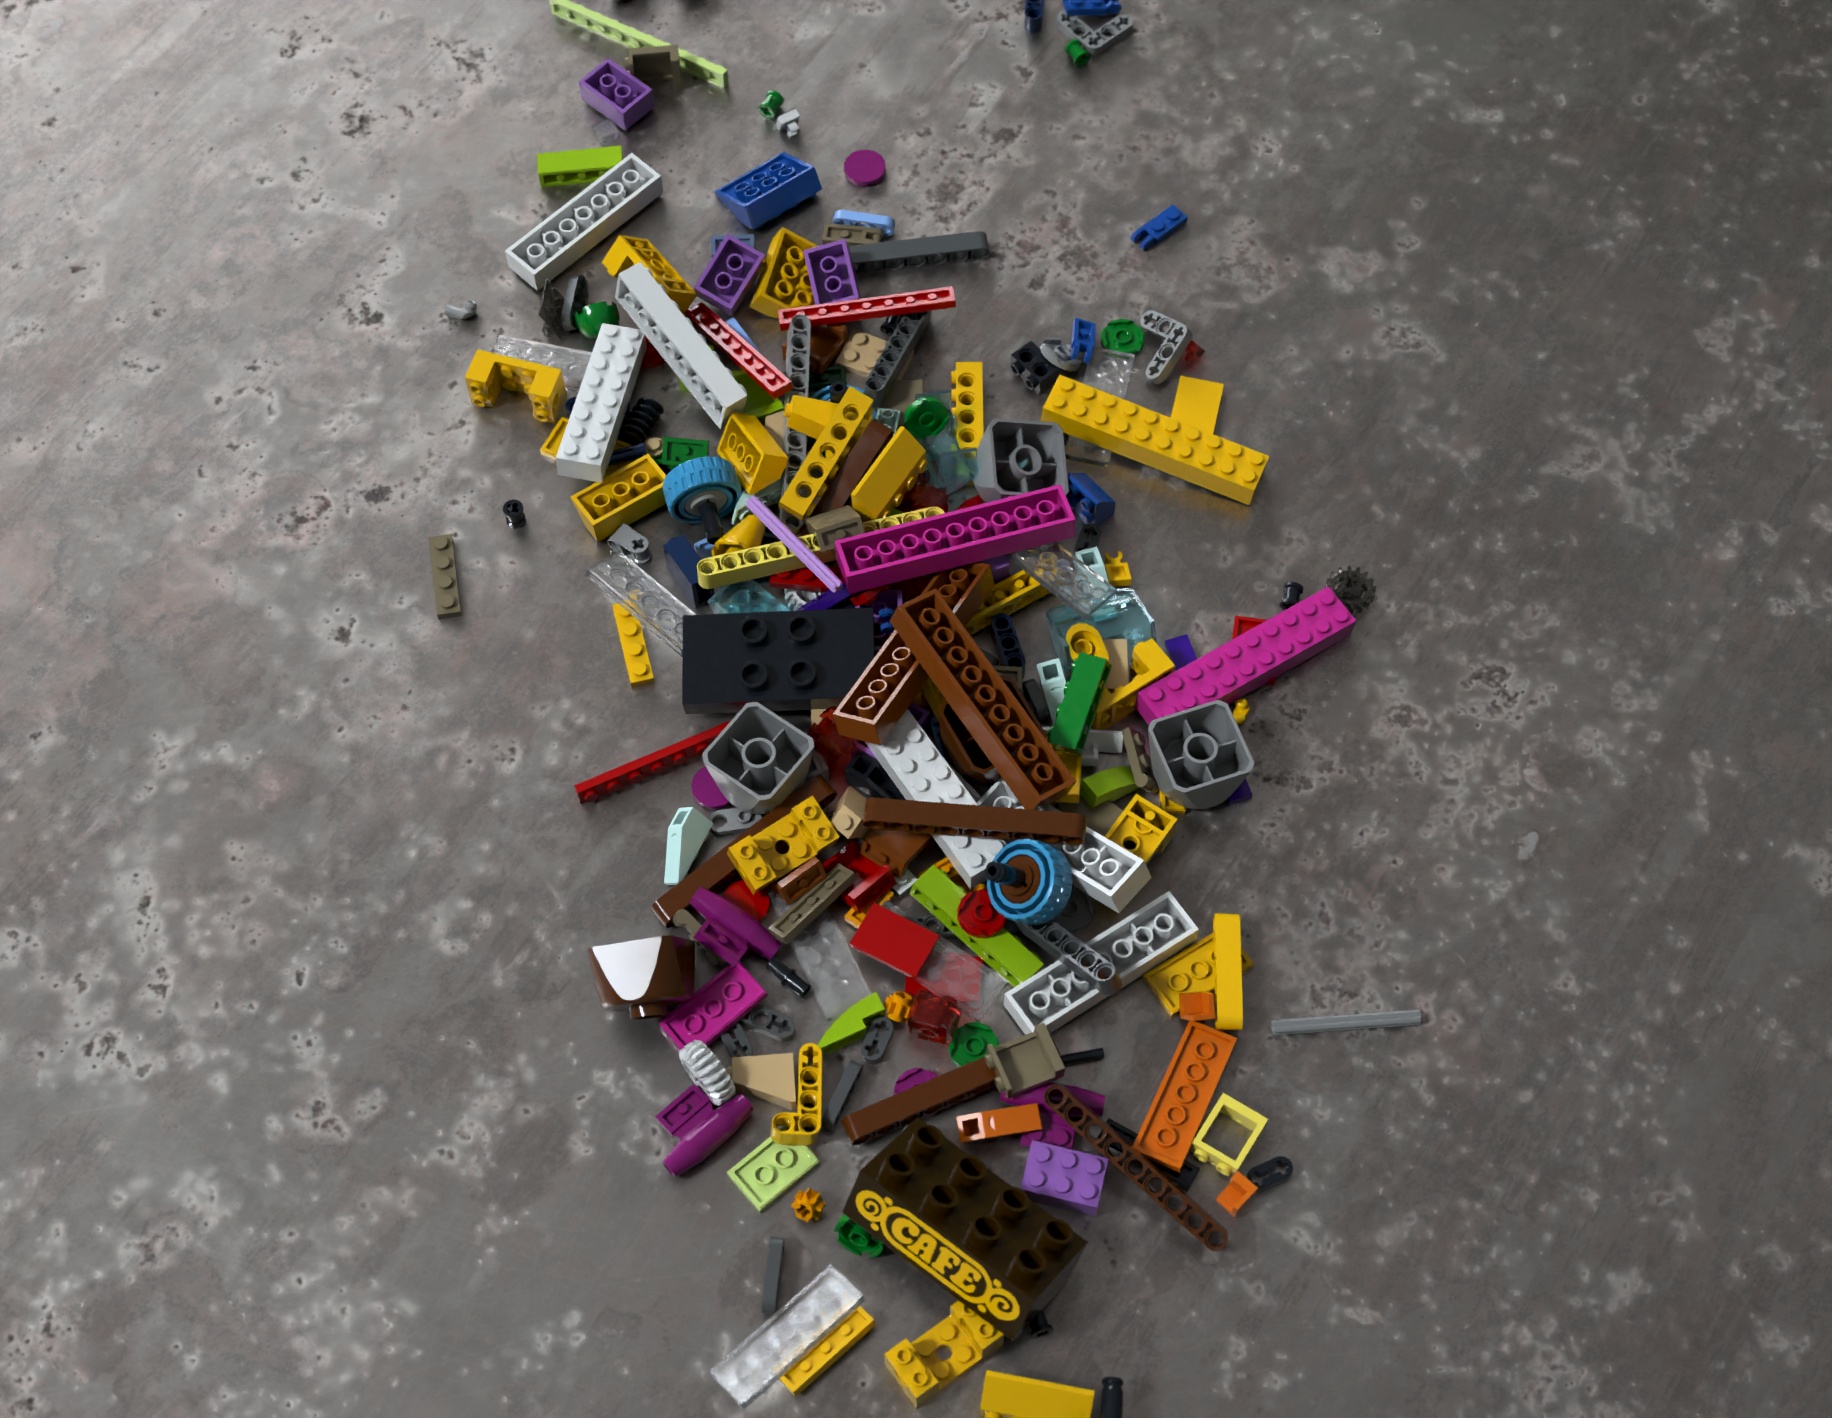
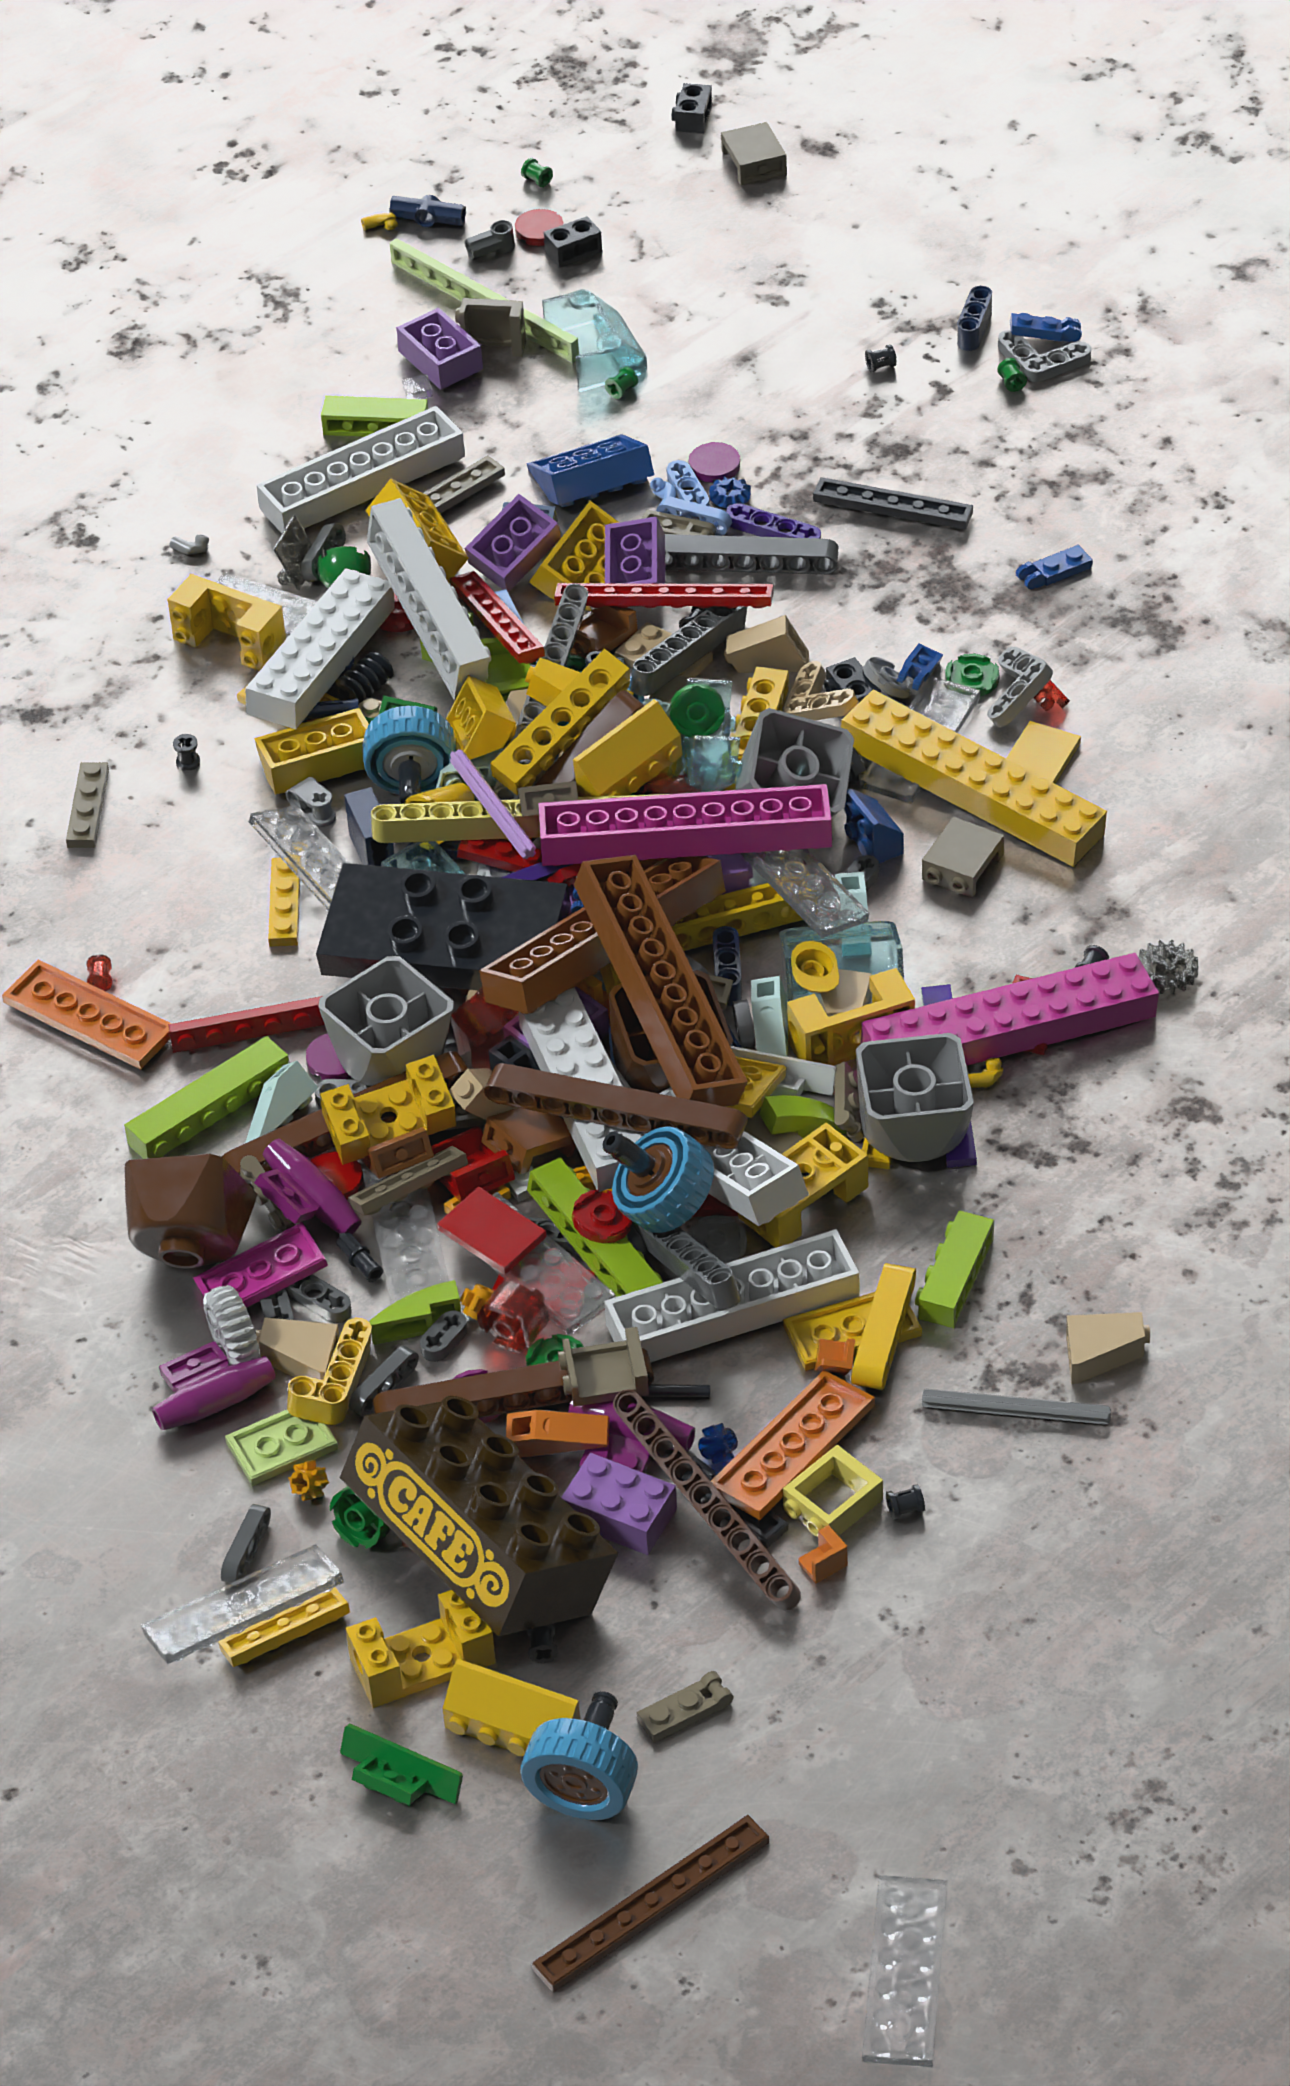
camera: 15 degrees right, 15 degrees down
(500, 741) = (99, 969): none -> clear red bush
(502, 781) = (88, 1014): none -> orange plate
(623, 850) = (205, 1100): none -> lime brick
(670, 219) = (465, 483): none -> dark tan plate
(760, 71) = (614, 347): none -> clear light blue windscreen
(788, 122) = (636, 402): white tile -> none
(832, 201) = (662, 488): none -> light blue arm
(849, 188) = (688, 480): none -> light blue beam
(893, 197) = (740, 492): none -> blue gear
(929, 220) = (745, 519): none -> dark purple beam
(957, 341) = (767, 645): none -> tan slope
(970, 52) = (873, 358): none -> black bush
(996, 389) = (809, 703): none -> tan beam
(1017, 187) = (893, 503): none -> black plate
(1079, 703) = (785, 1017): green brick -> none
(1117, 572) = (885, 907): yellow plate -> none
(1126, 1105) = (717, 1443): none -> clear blue gear
(1164, 513) = (961, 856): none -> dark tan panel
(1165, 1359) = (684, 1707): none -> dark tan plate
(1266, 903) = (955, 1269): none -> lime brick
(1272, 1179) = (871, 1544): black beam -> none
(1286, 1130) = (905, 1501): none -> black bush
(1397, 951) = (1103, 1342): none -> tan slope

